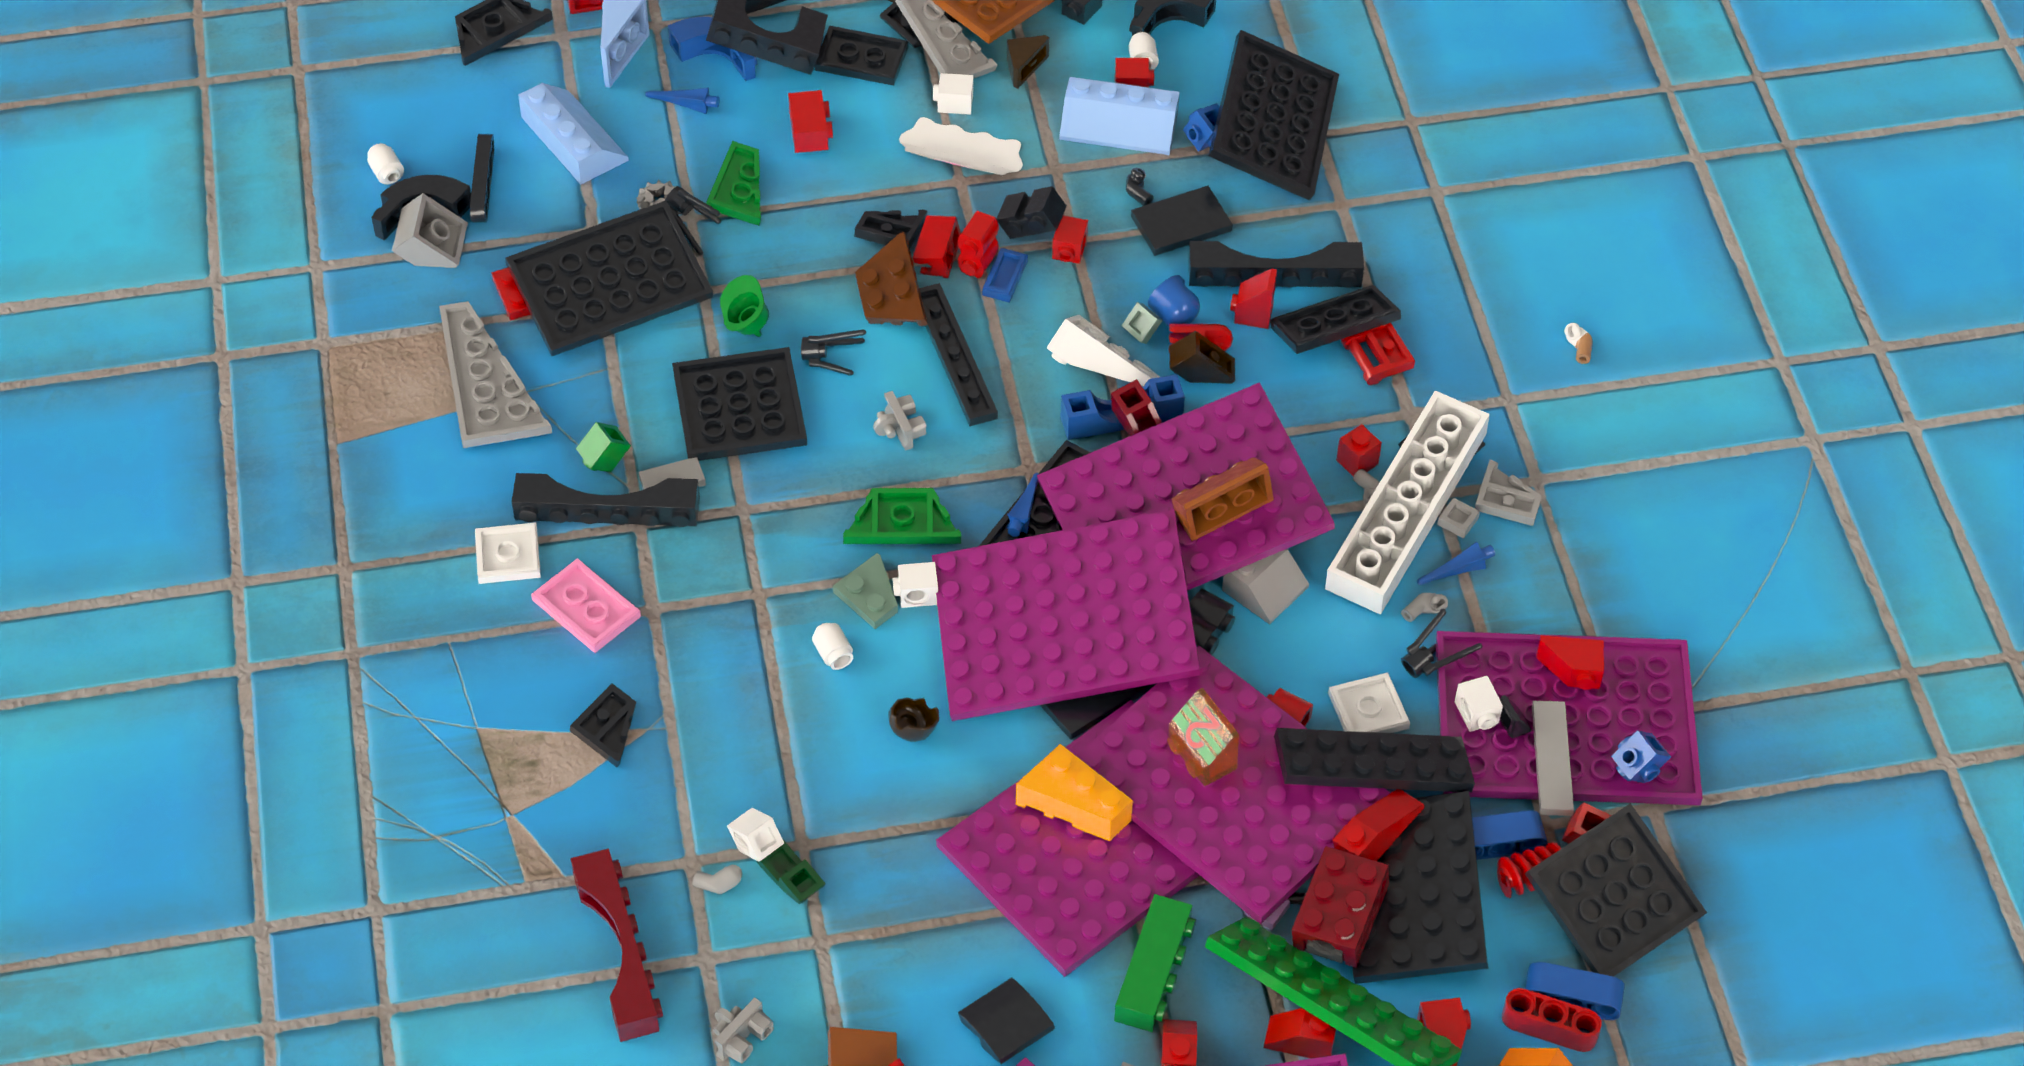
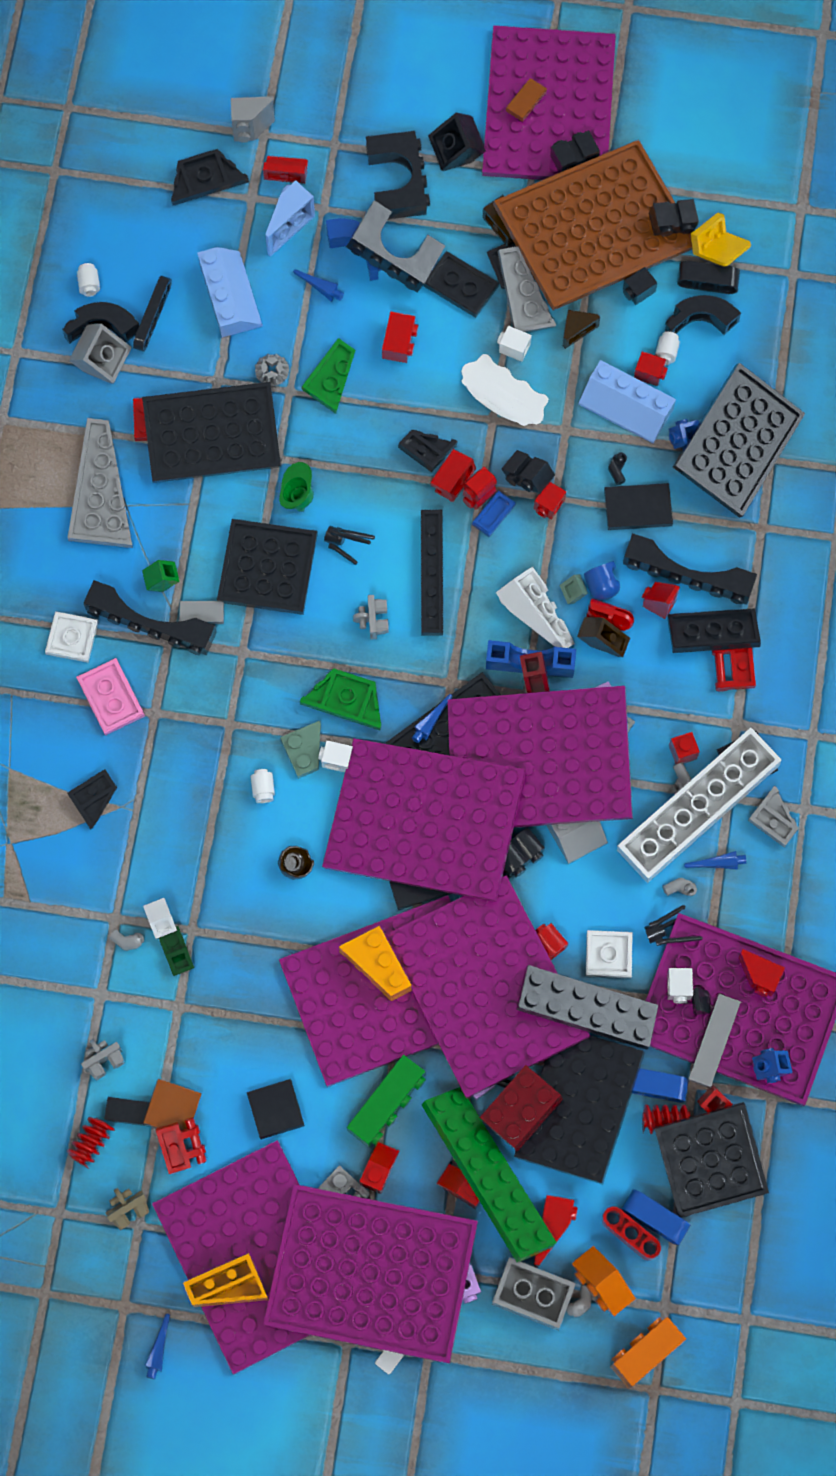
camera: 20 degrees right, 20 degrees up
(631, 998) = (40, 1013): dark red arch -> none
(682, 203) = (284, 382): black plant -> none
(891, 286) = (407, 501): reddish brown wing -> none
(1204, 739) = (474, 958): clear orange slope -> none
(1223, 498) = (559, 773): dark orange slope -> none
(1378, 825) = (570, 1057): red slope -> none
(1458, 518) = (733, 825): light grey plate -> none

